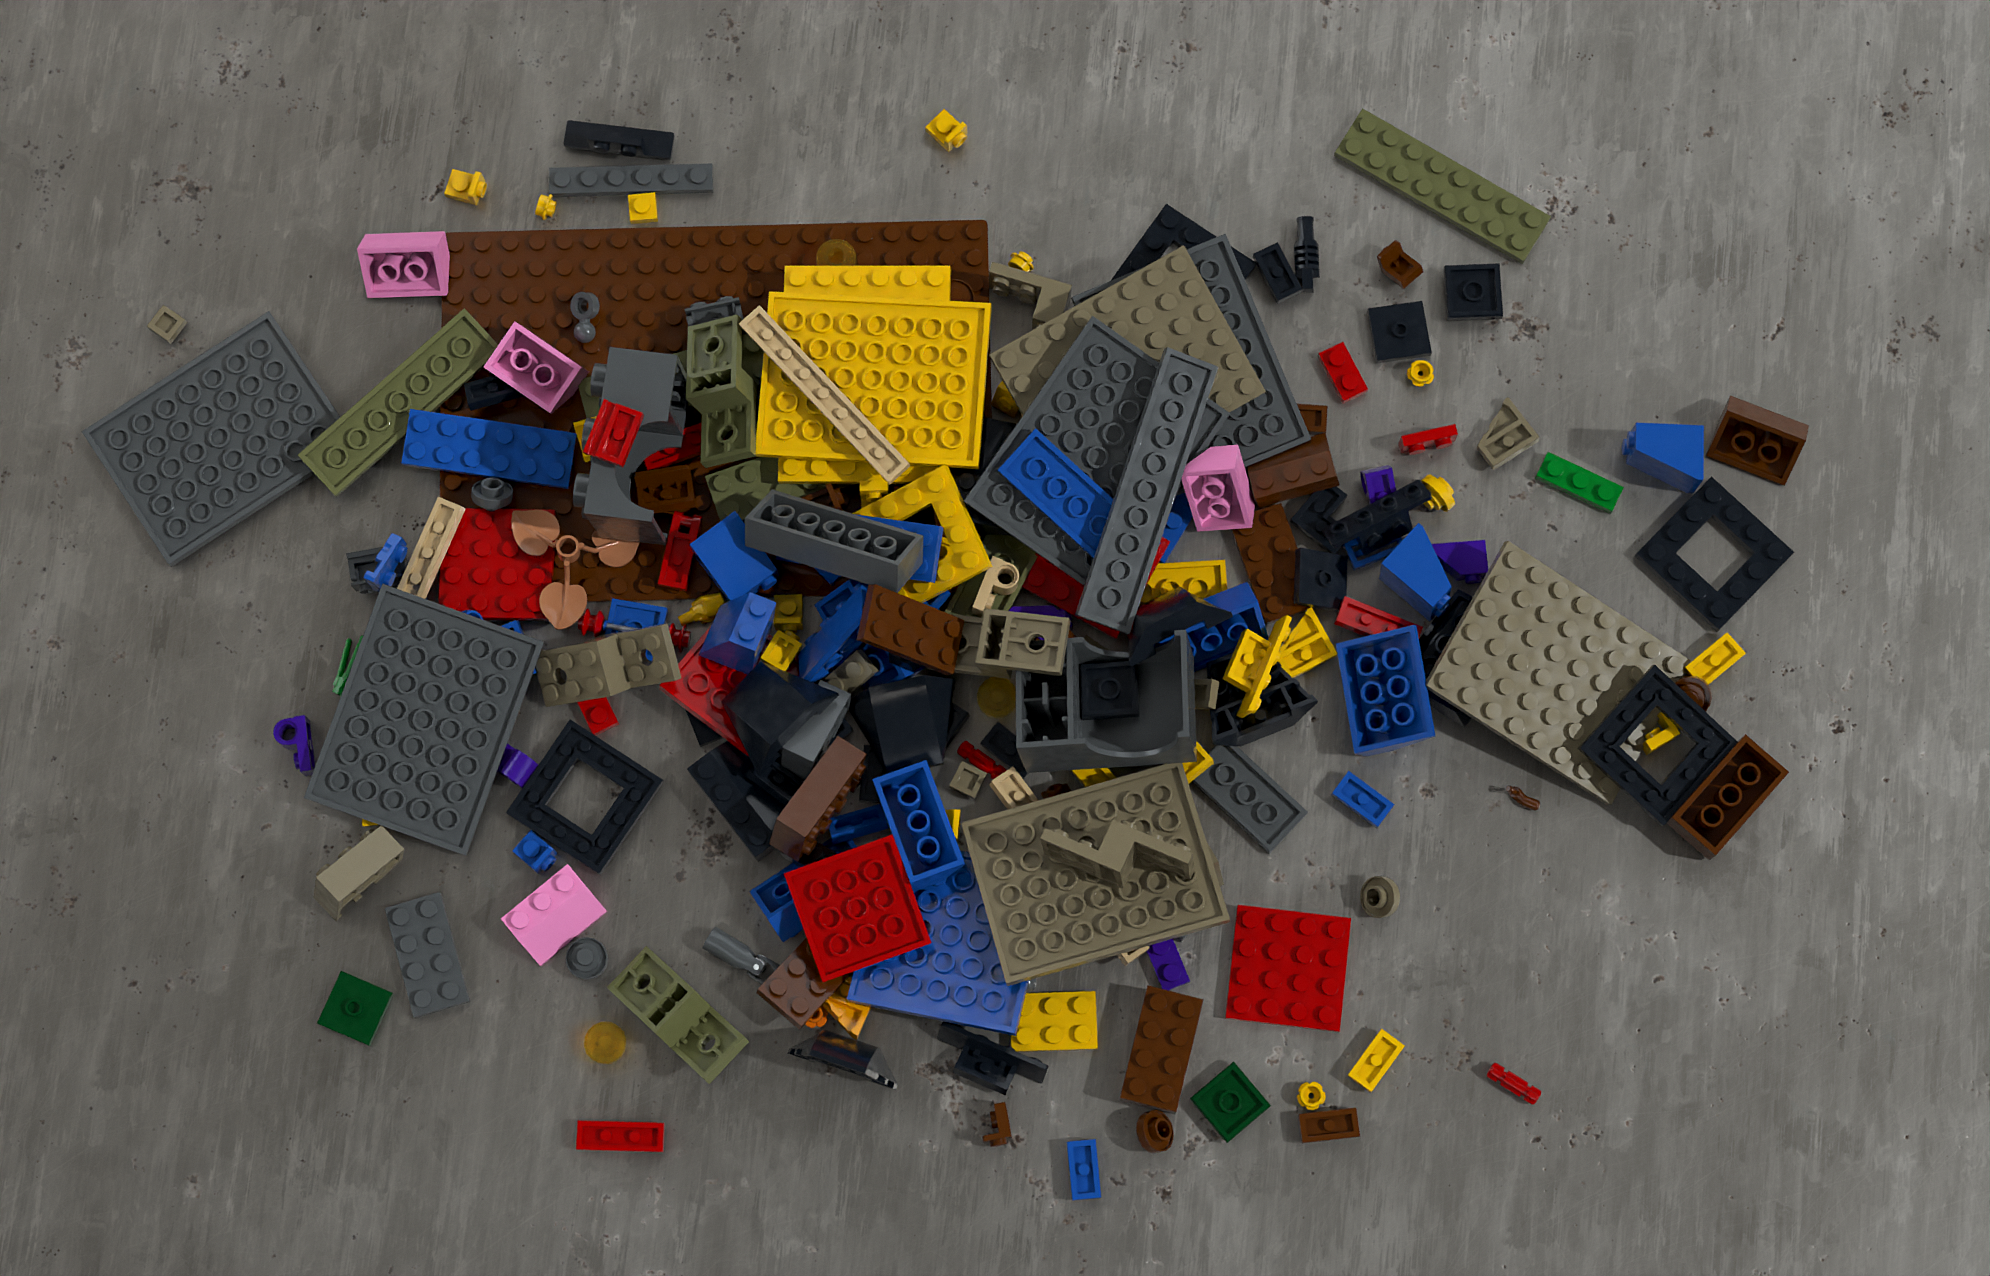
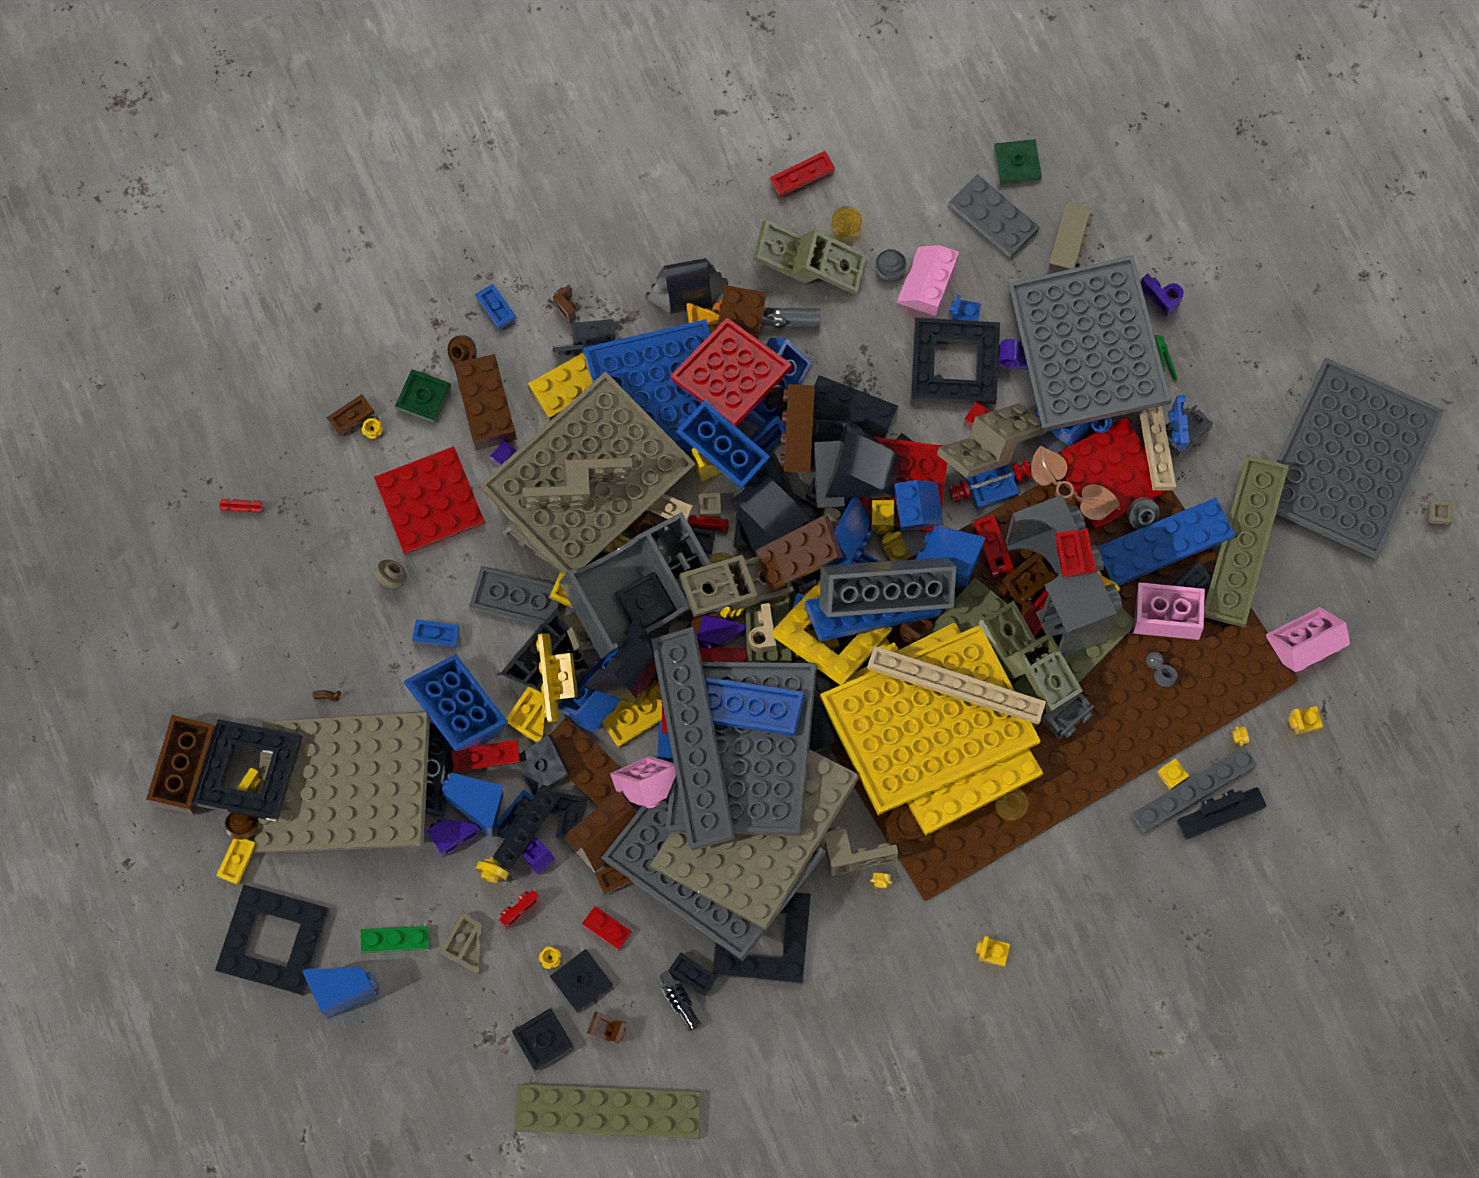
camera: 150 degrees right, 5 degrees down
(703, 609) = (955, 518): yellow piece -> none
(1376, 1060) = (340, 471): yellow plate -> none
(1757, 440) = (279, 1040): reddish brown slope -> none

